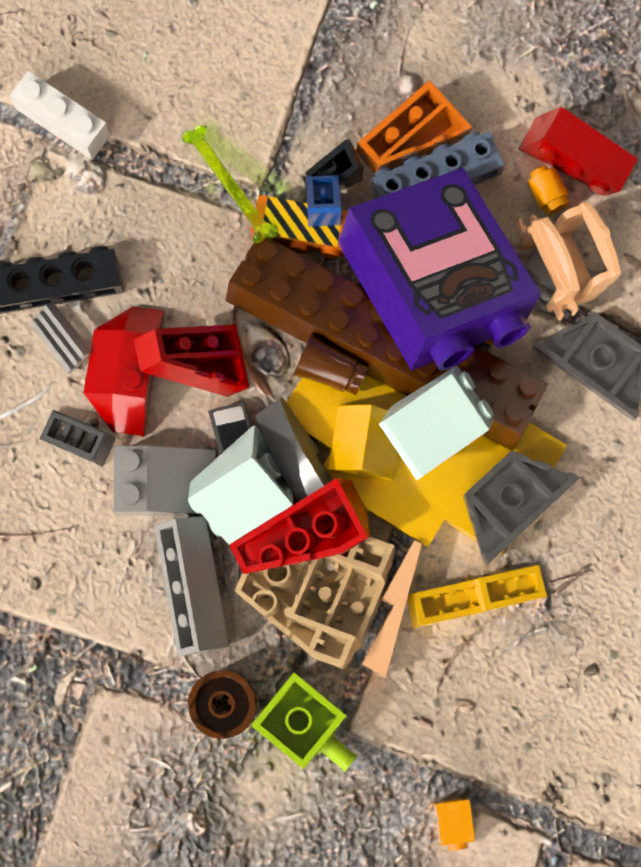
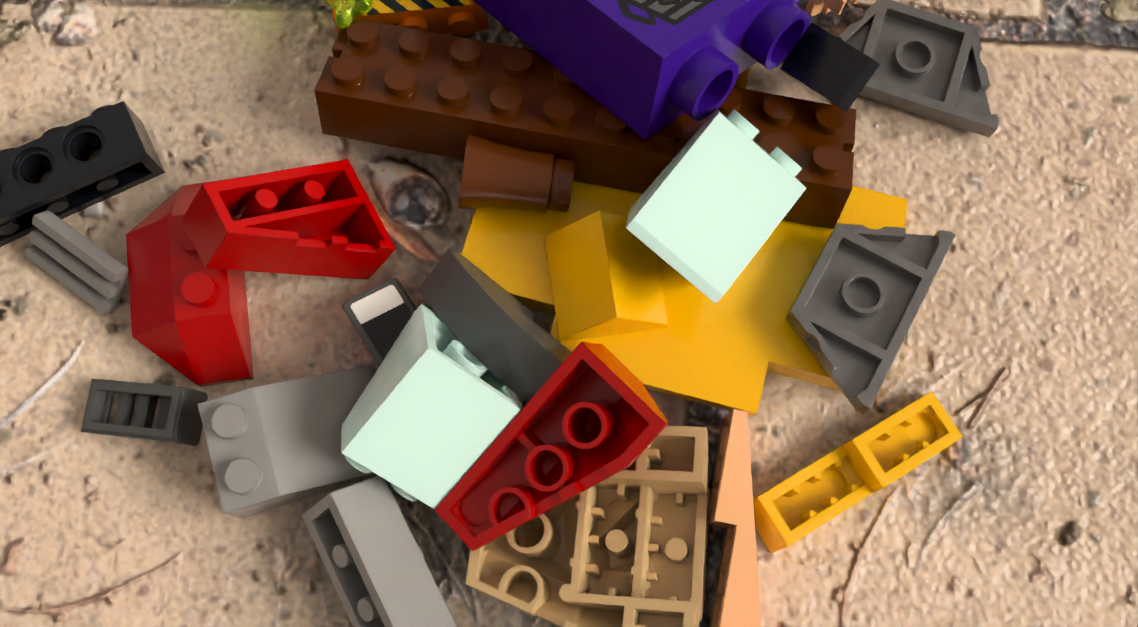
camera: 20 degrees left, 5 degrees down
(535, 356) = (829, 67): none -> black slope

